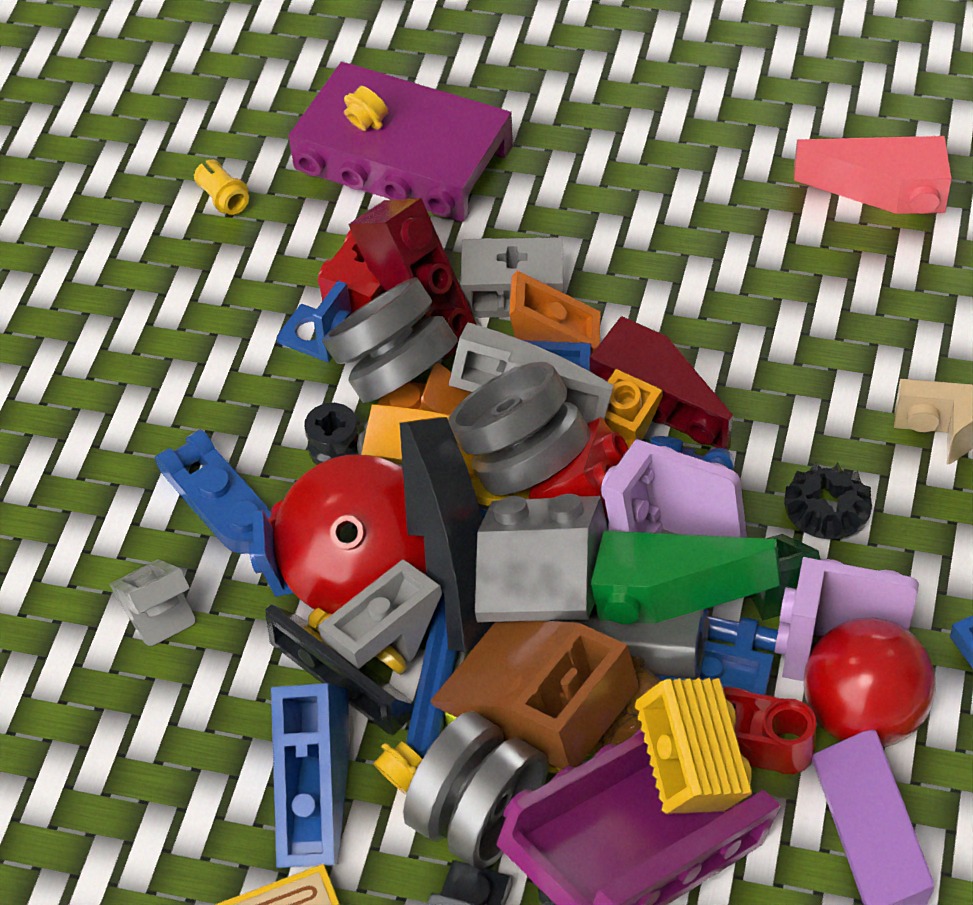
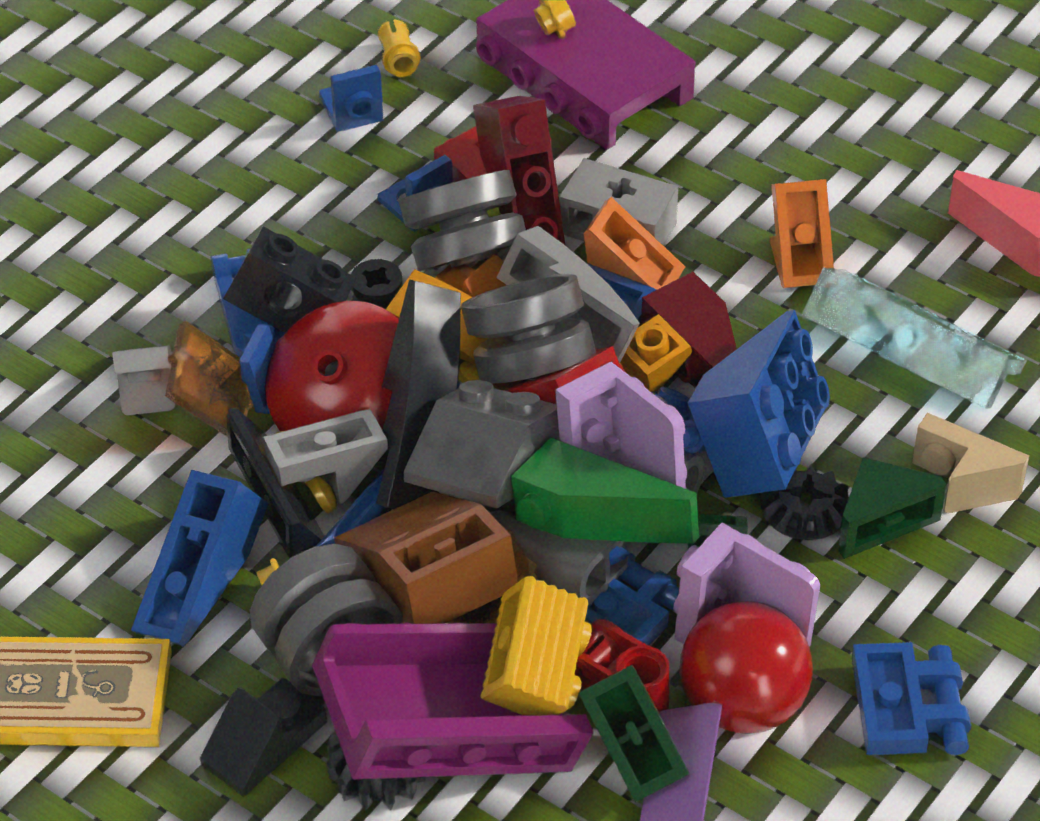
camera: 20 degrees right, 5 degrees down
(211, 251) = (354, 98): none -> blue bracket
(225, 584) = (206, 378): none -> clear orange piece
(253, 460) = (264, 275): none -> black brick
(692, 245) = (801, 231): none -> orange slope
(758, 430) = (761, 409): none -> blue slope
(818, 792) = (634, 733): none -> dark green slope
(834, 309) = (911, 336): none -> clear light blue fence
(903, 476) = (888, 504): none -> dark green slope

